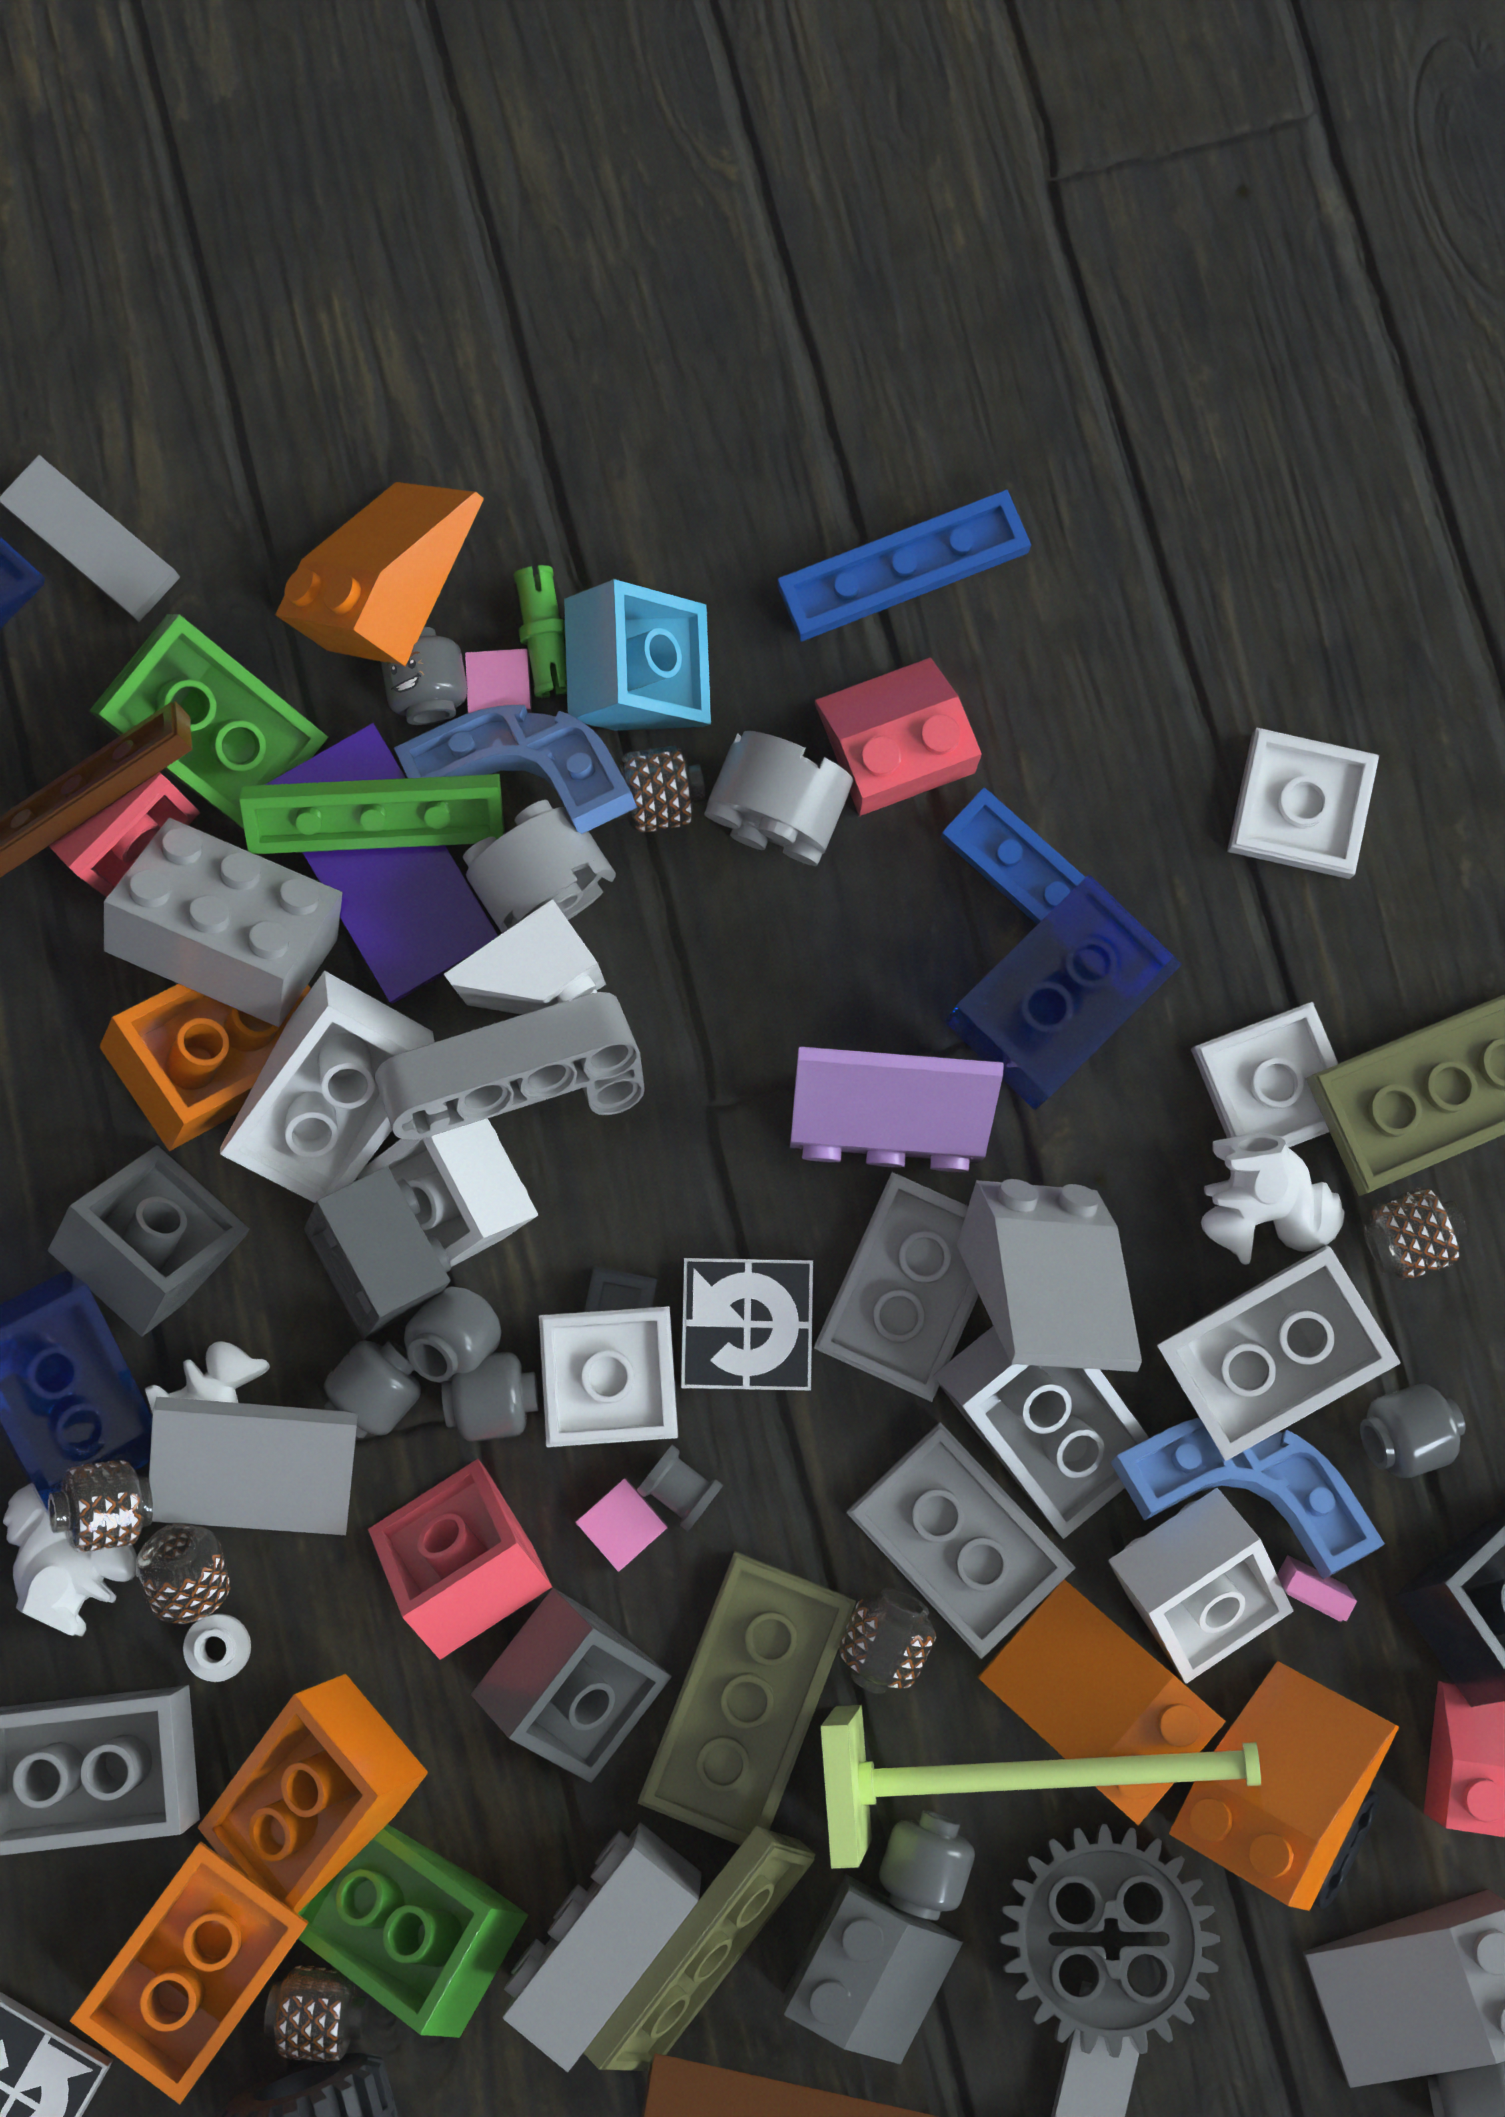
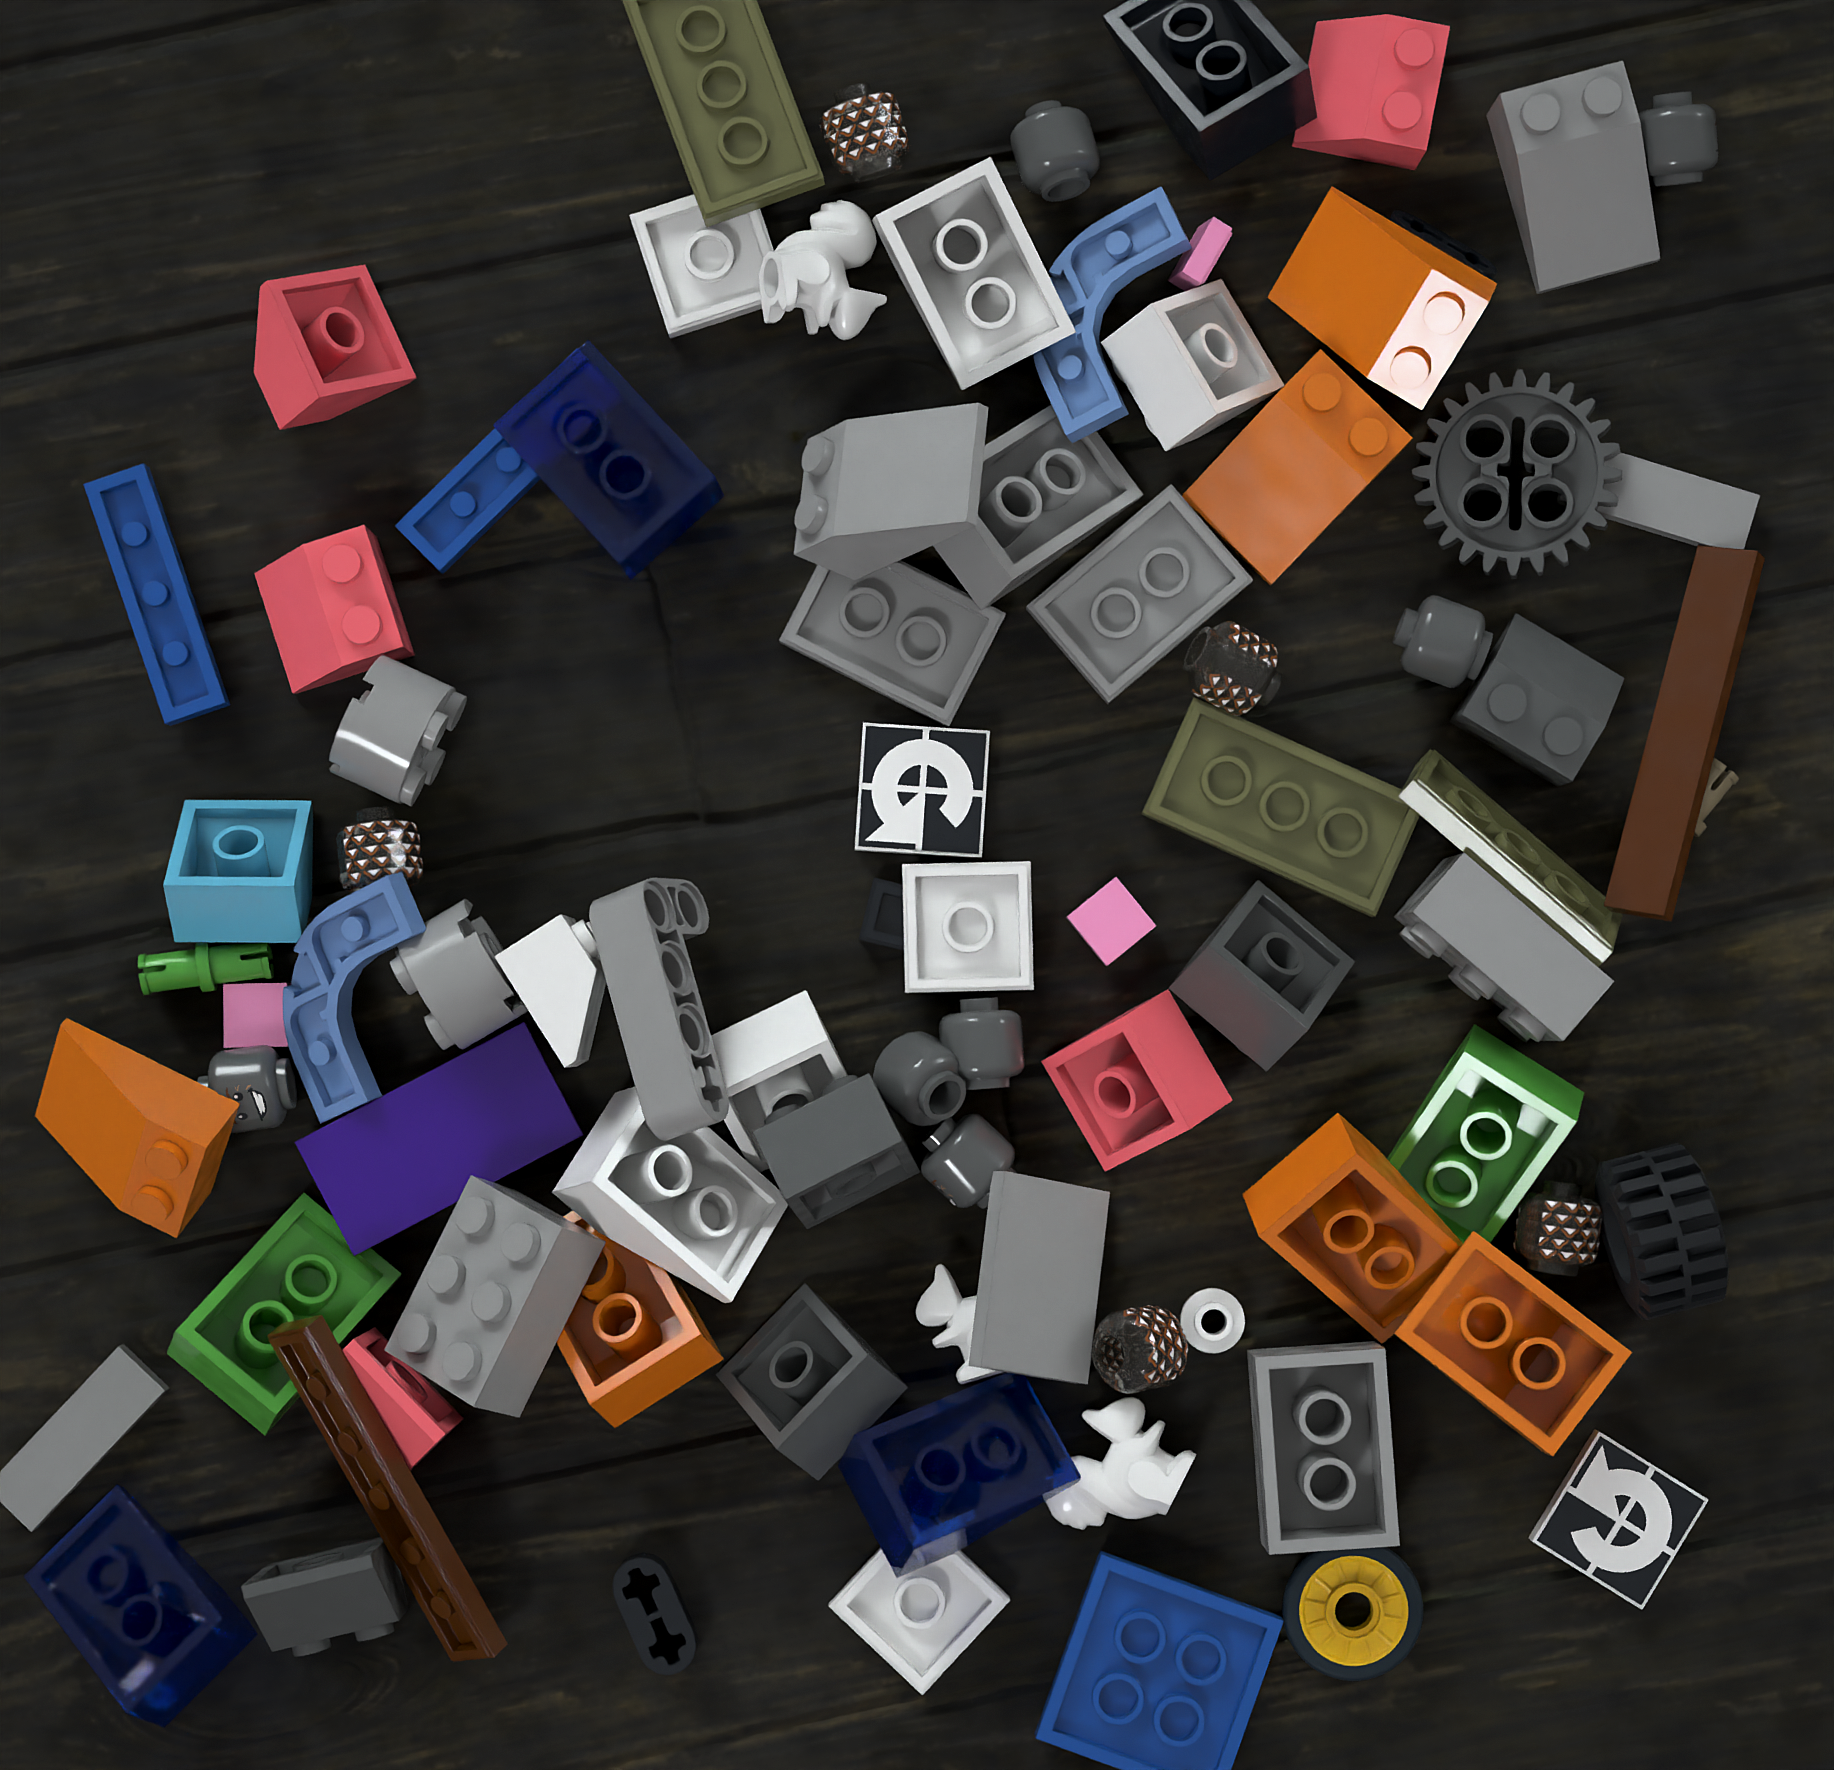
camera: 90 degrees left, 5 degrees up
(101, 1506) = (1071, 1423): clear smoke head -> none
(372, 813) = (392, 1141): bright green plate -> none
(679, 1488) = (1078, 862): dark grey bush -> none
(855, 1784) = (1364, 700): yellowish green tile -> none
(893, 1107) = (719, 632): lavender slope -> none
(1159, 711) = (325, 346): none -> coral slope
(1303, 803) = (426, 209): white tile -> none

